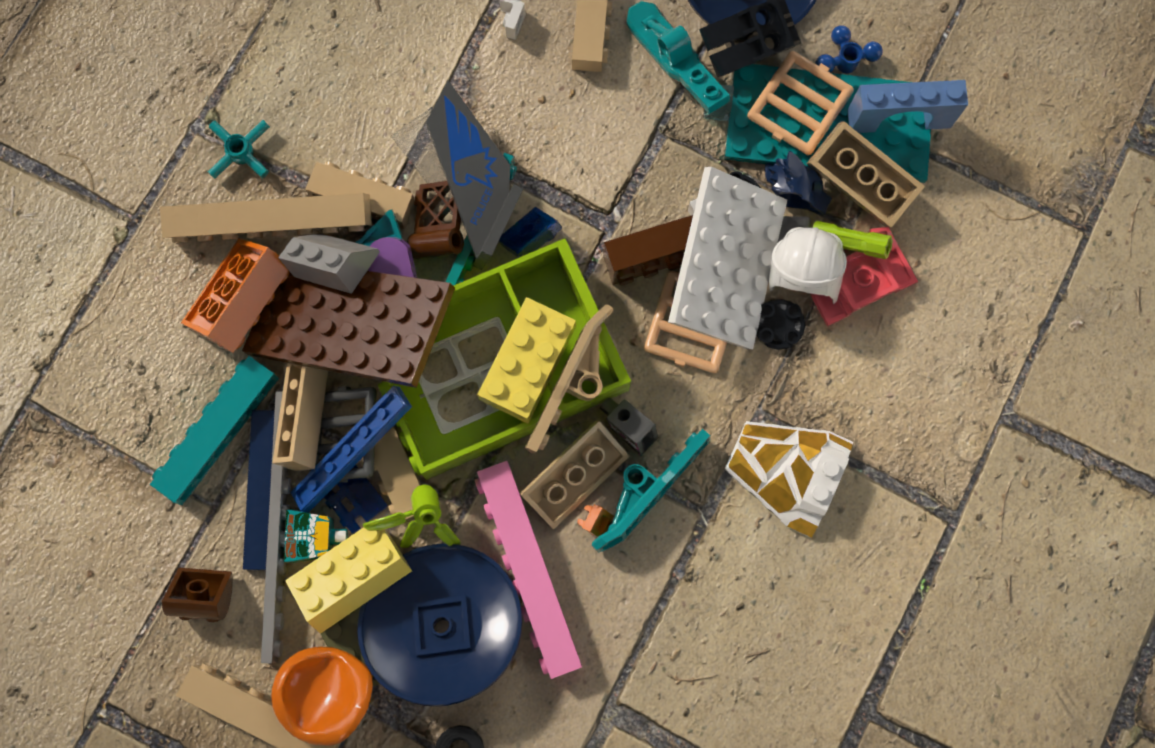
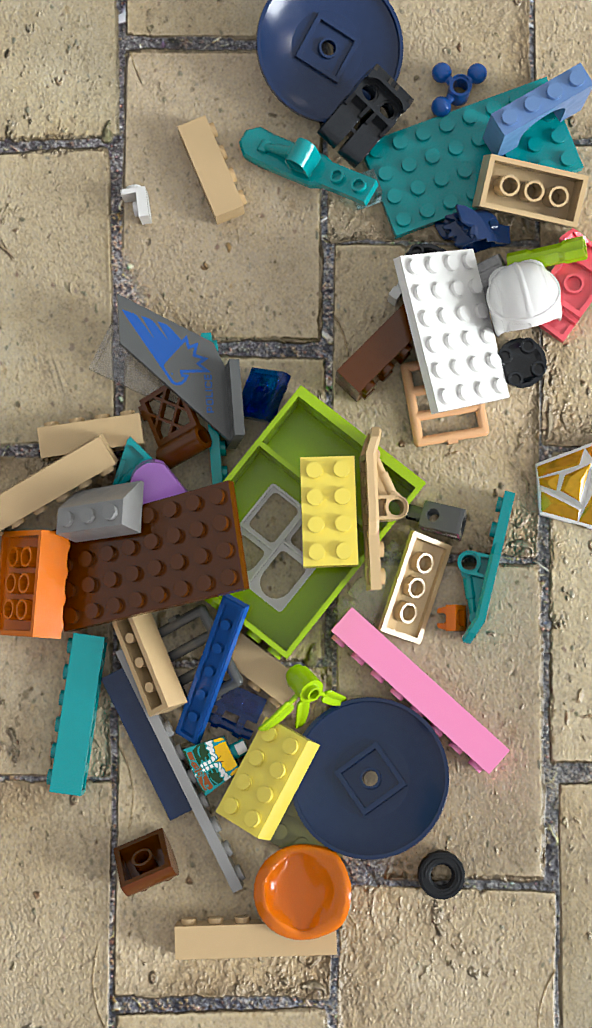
camera: 25 degrees left, 5 degrees up
(782, 77) = (469, 144): light nougat bar -> none

